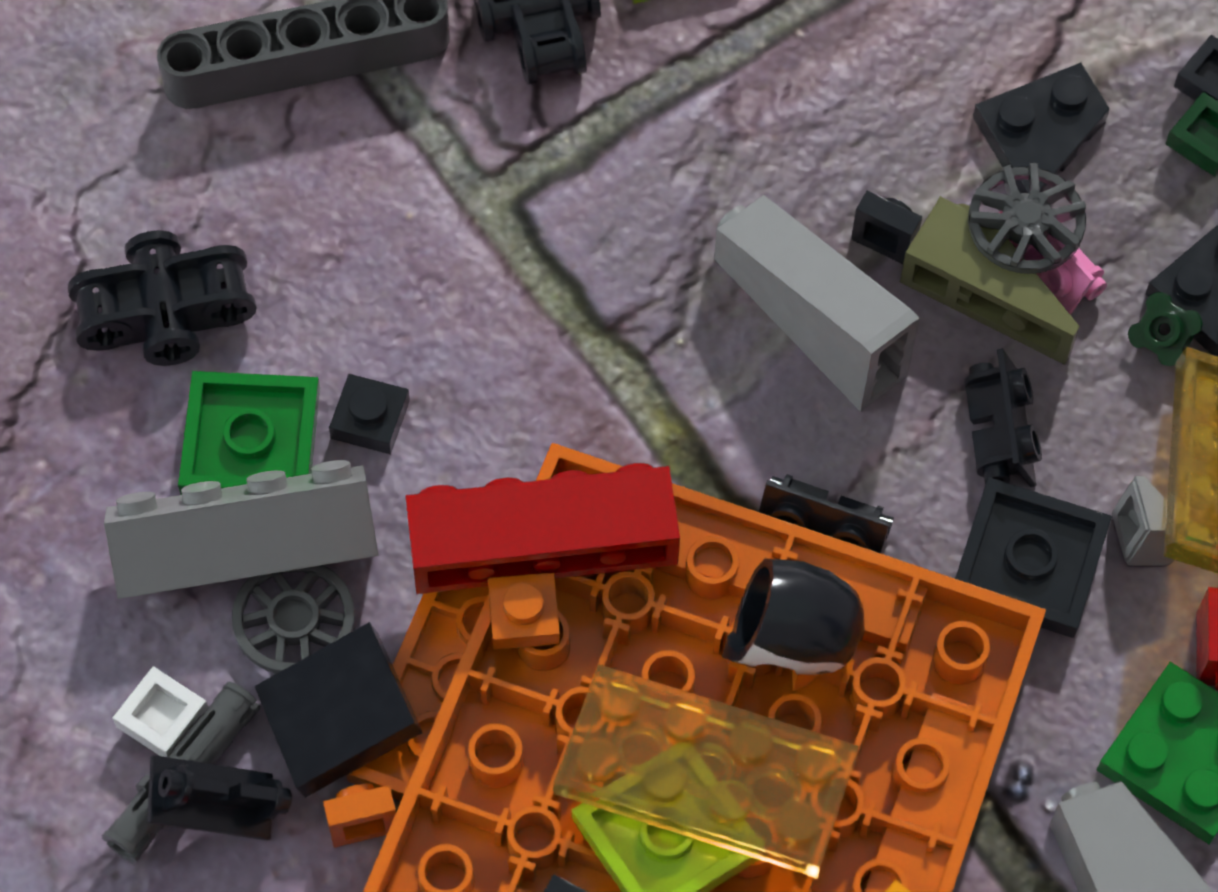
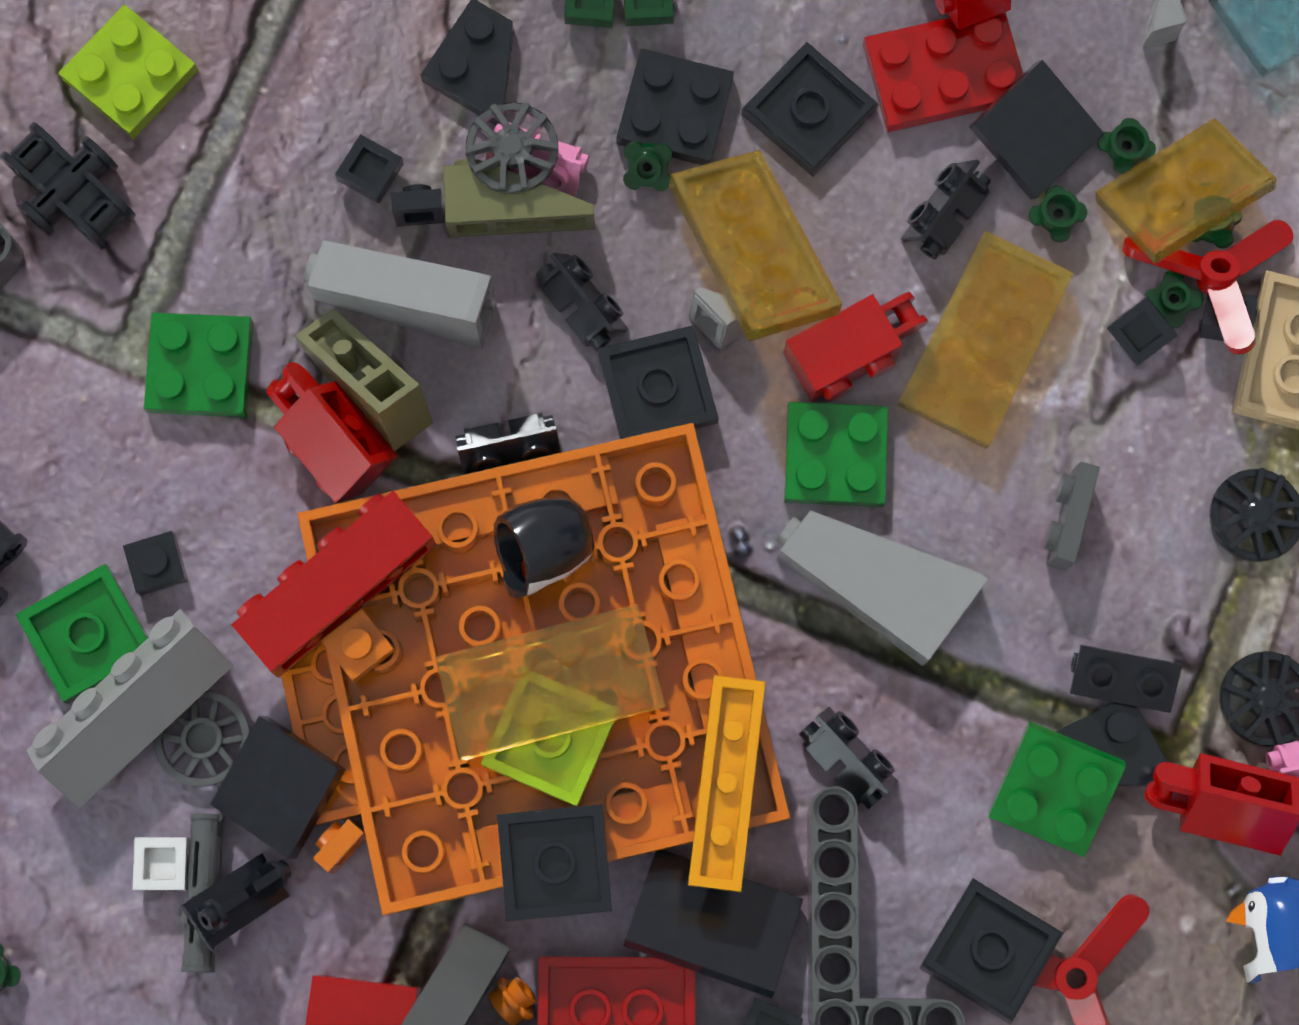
camera: 35 degrees left, 15 degrees up
(550, 249) = (198, 364): none -> green plate
(639, 388) = (328, 434): none -> red brick
(717, 364) = (368, 376): none -> olive slope
(859, 163) = (369, 169): none -> black plate

